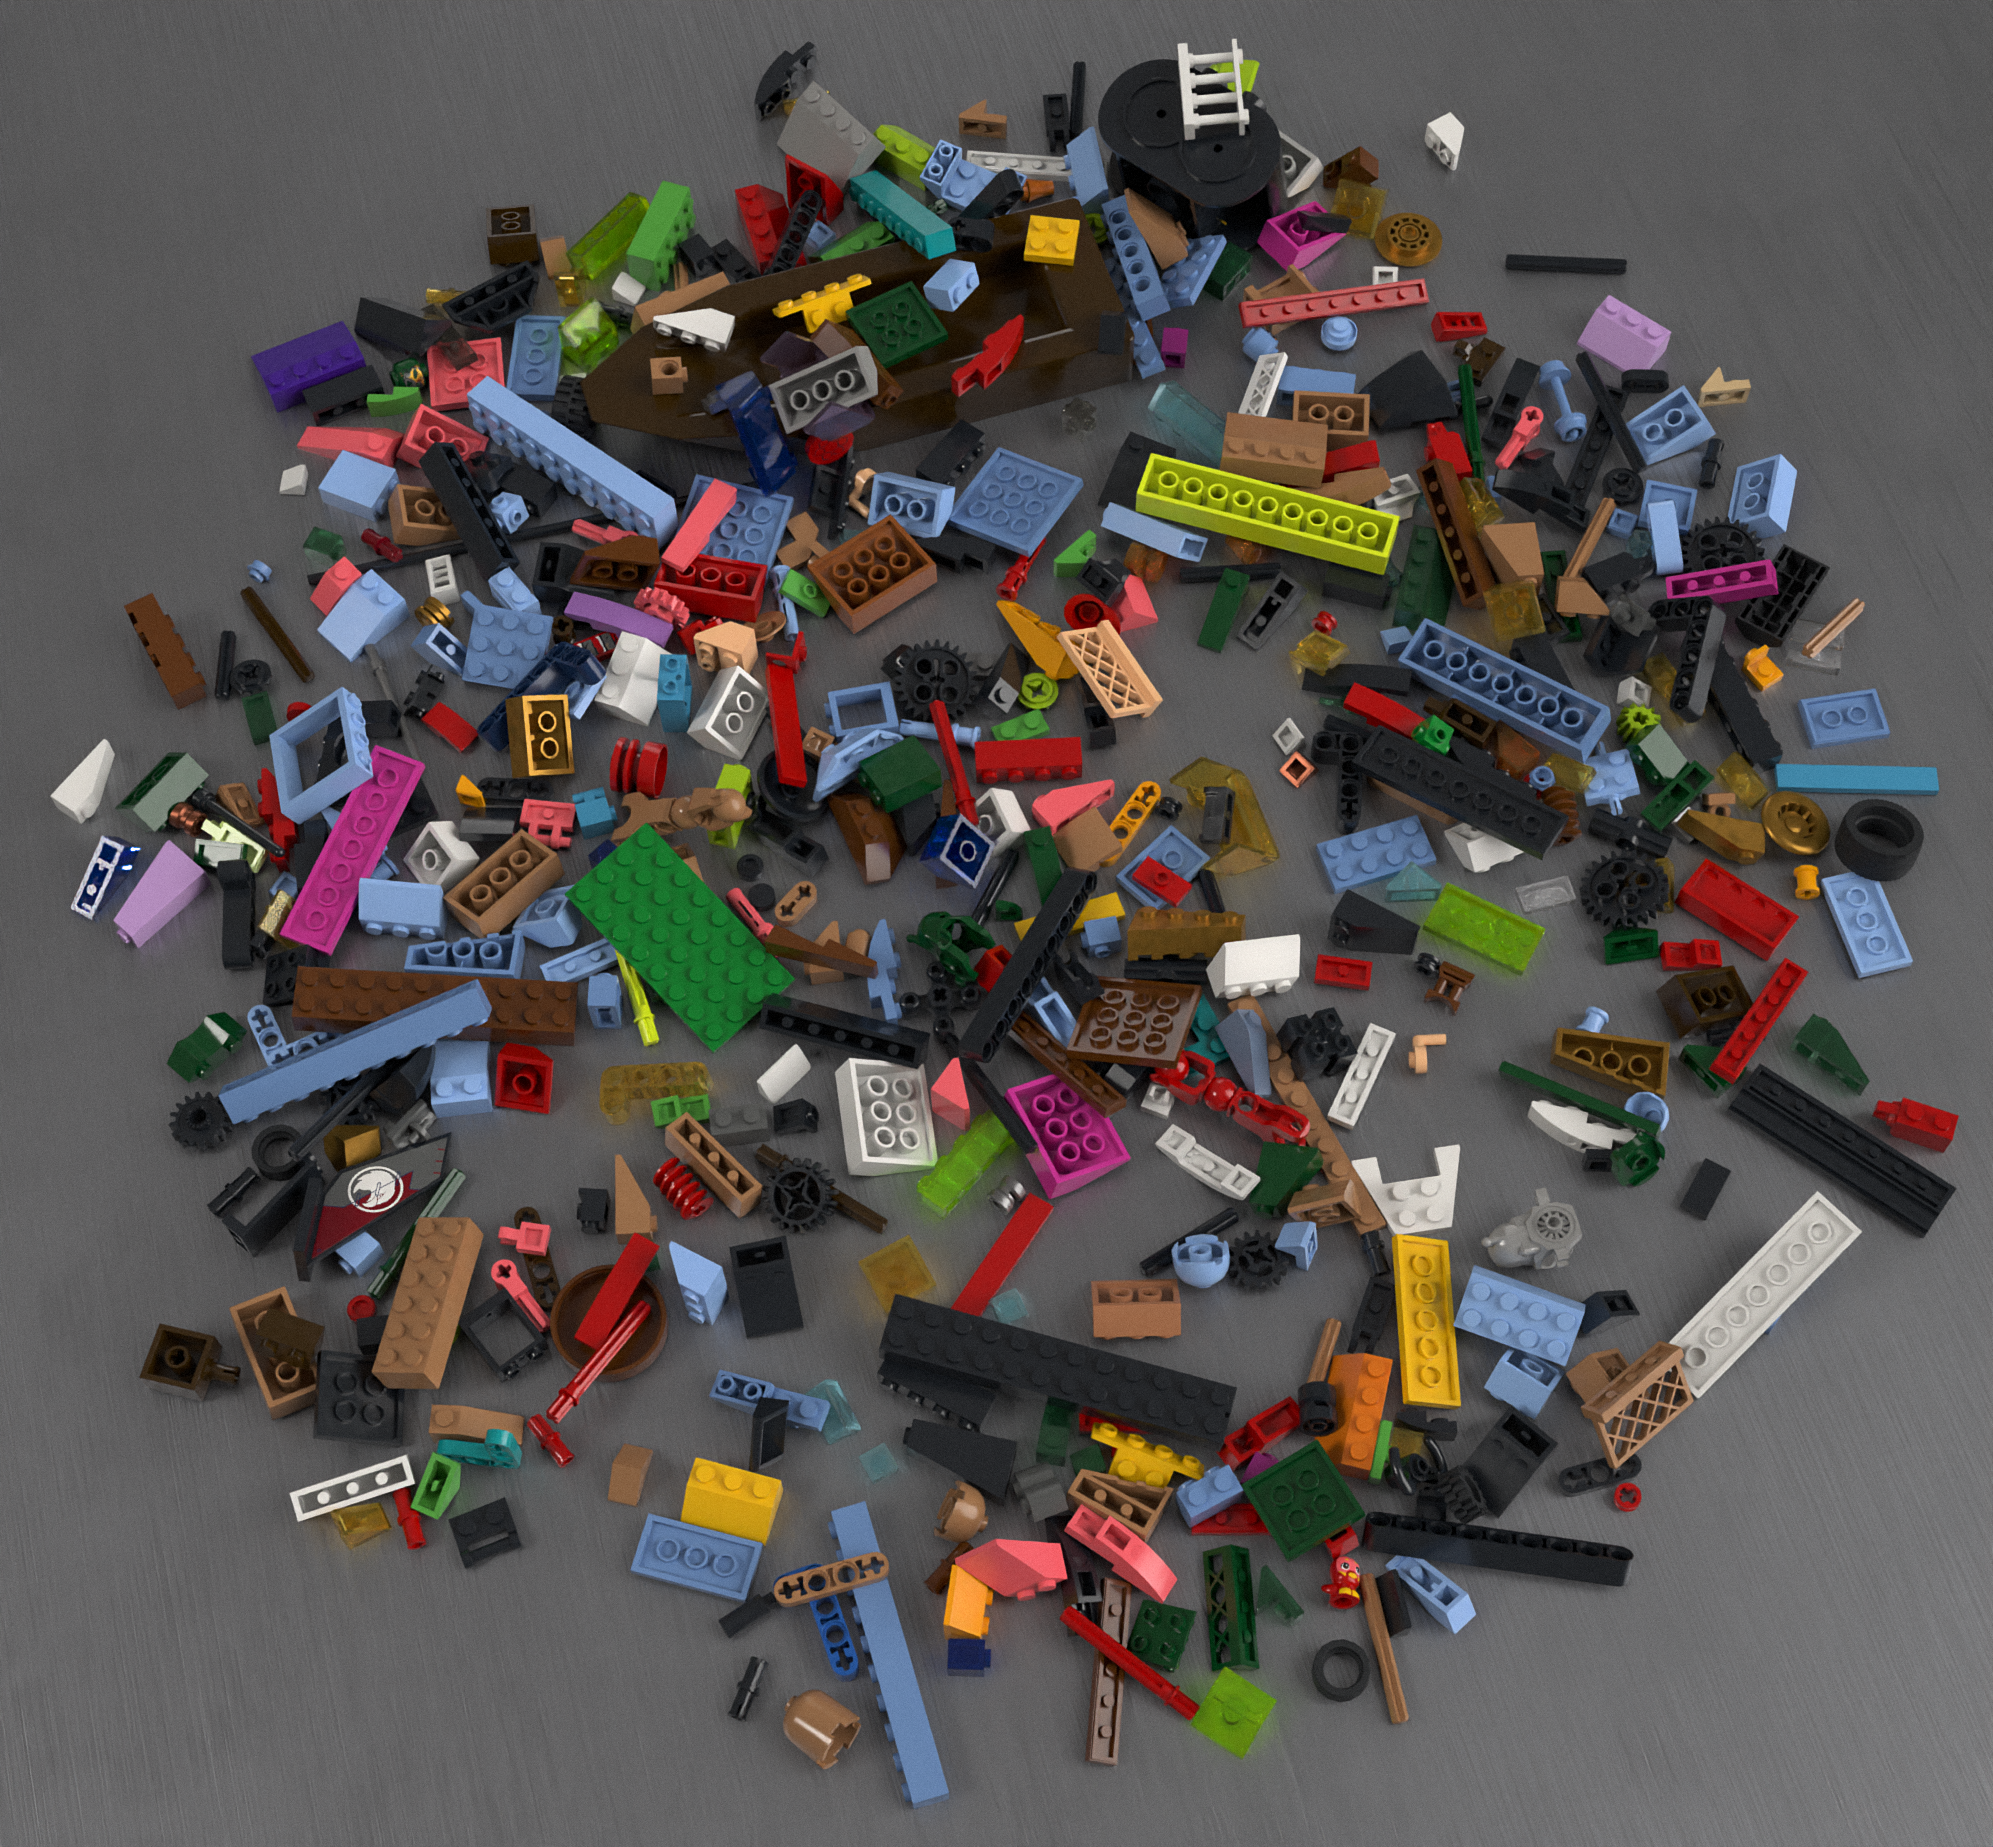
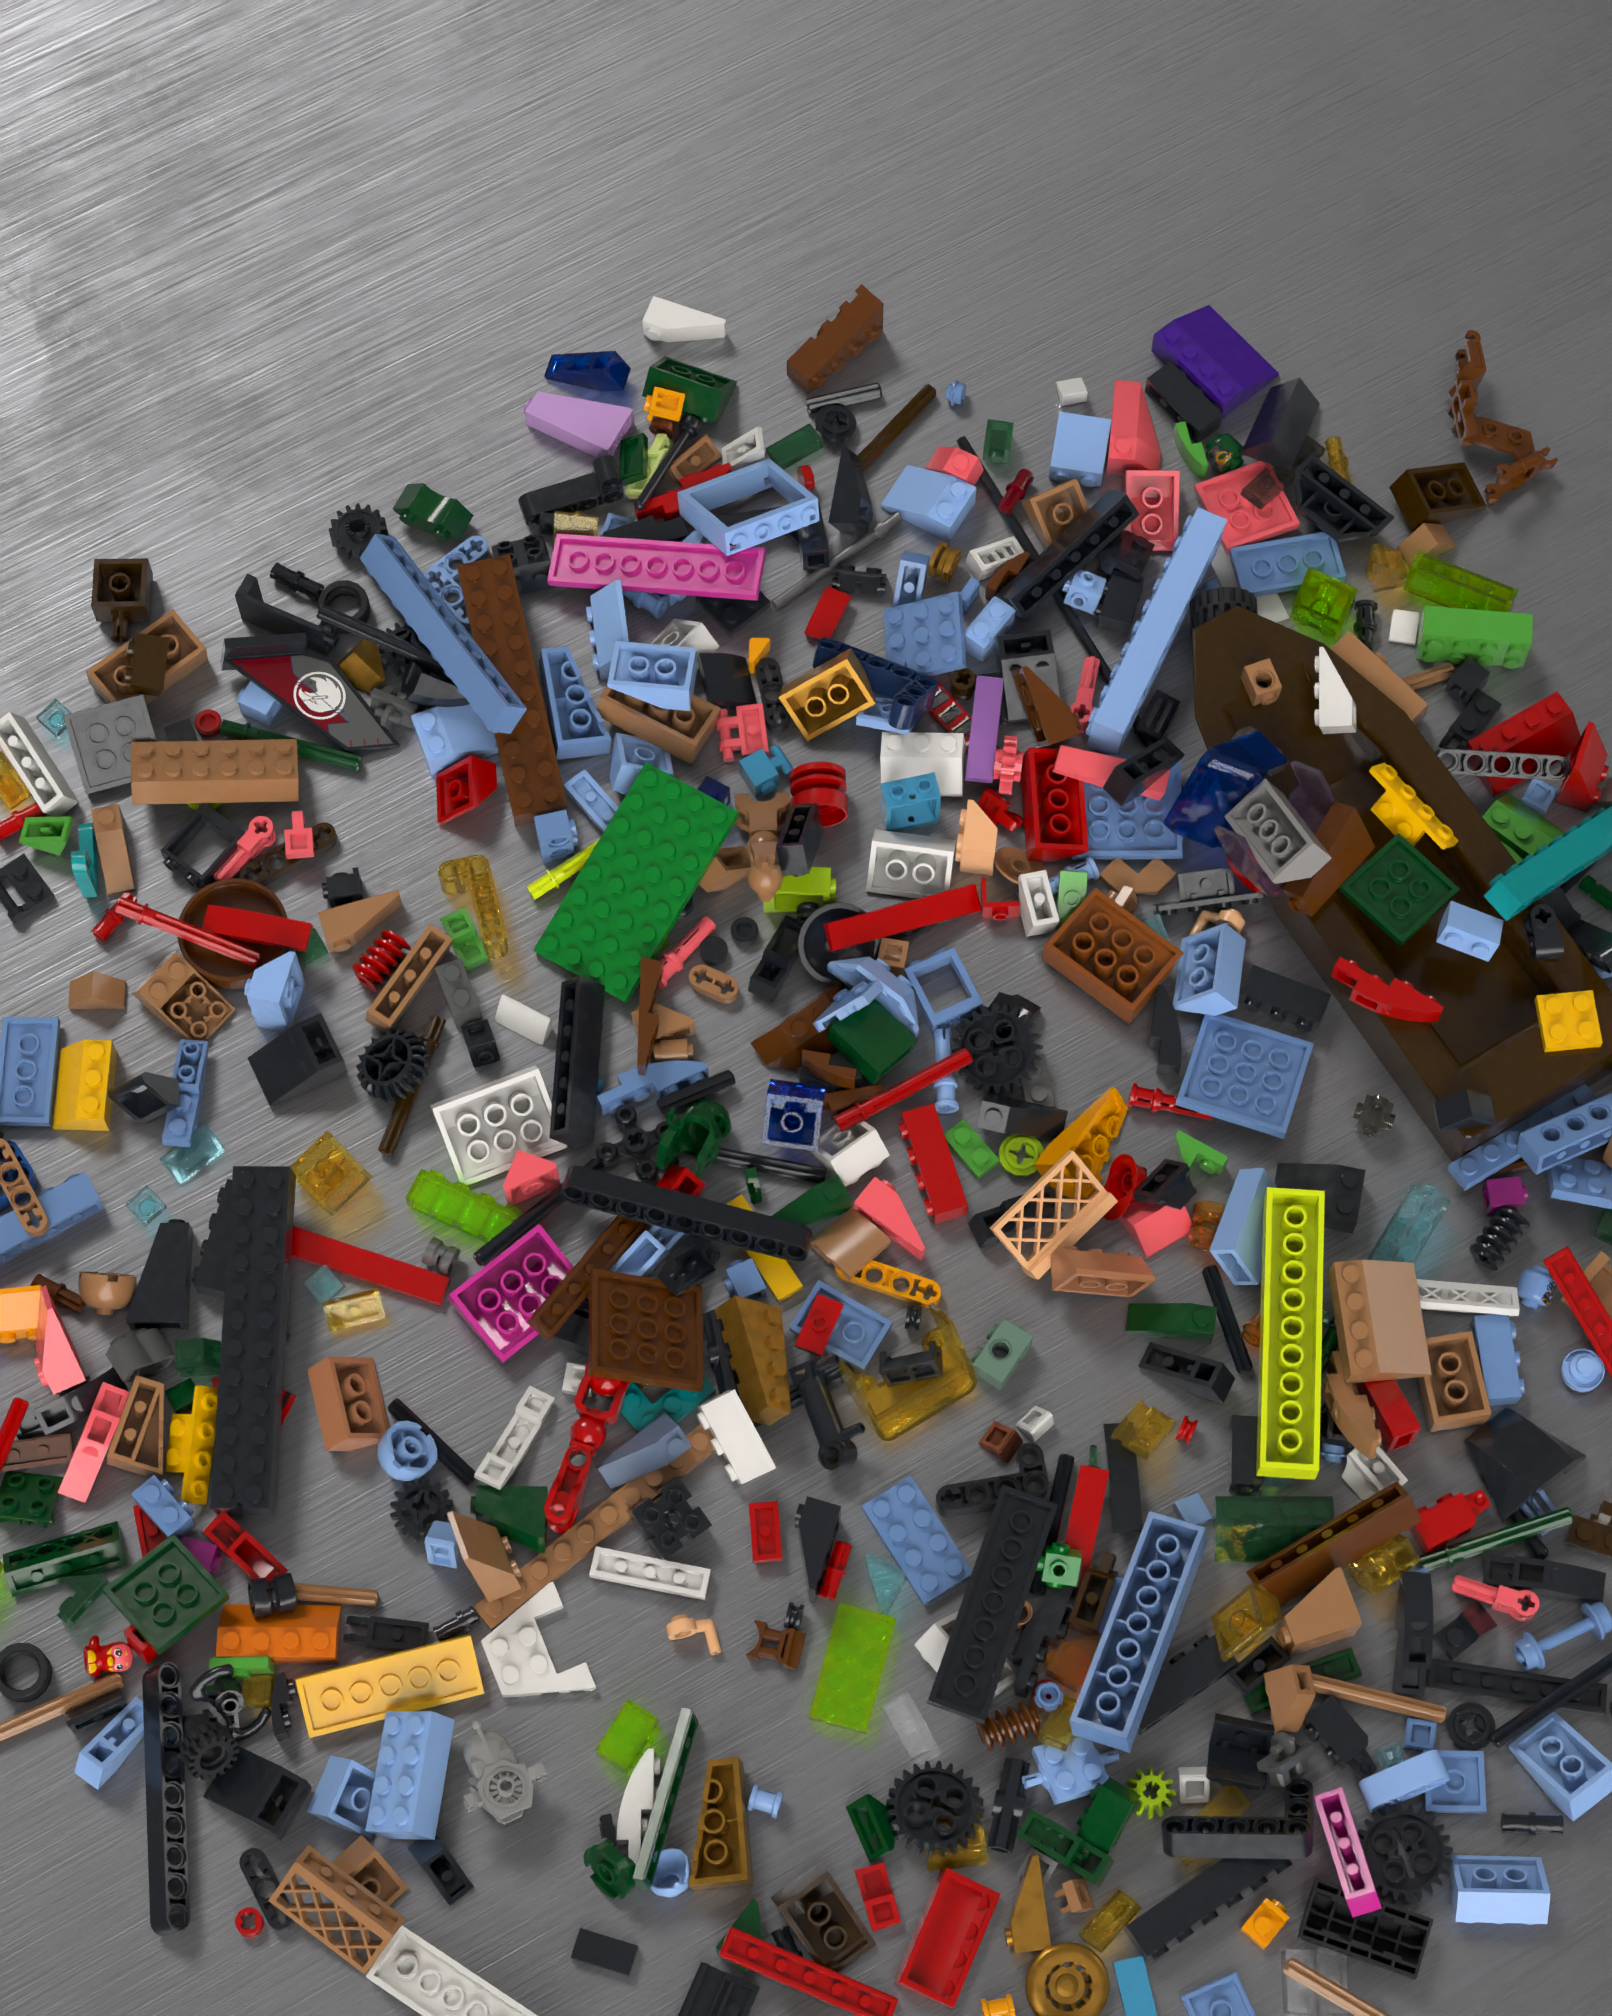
camera: 75 degrees right, 5 degrees up
(177, 808) = (664, 404): none -> light orange bracket
(251, 755) = (744, 450): none -> white slope
(302, 1459) = (53, 718): none -> clear light blue plate
(339, 673) = (851, 501): none -> black slope
(437, 190) = (1490, 432): none -> reddish brown piece
(467, 572) = (1006, 574): none -> reddish brown slope
(475, 864) = (654, 673): none -> light blue slope
(663, 1388) = (183, 999): none -> medium nougat slope
(682, 776) = (799, 839): none -> black brick
(714, 495) = (1142, 770): none -> black slope
(806, 616) = (1037, 904): none -> white slope
(866, 776) = (848, 1002): none -> medium blue wing
(904, 937) = (696, 1091): none -> black axle
(919, 817) = (819, 1065): none -> reddish brown slope
(1040, 1284) = (353, 1309): none -> clear yellow plate
(1170, 647) = (1099, 1272): none -> nougat slope
(1211, 359) = (1496, 1236): none -> black piece
(1219, 734) = (999, 1370): none -> sand green brick
(1246, 895) = (824, 1415): none -> black piece
(1512, 1125) = (628, 1736): none -> clear neon green brick

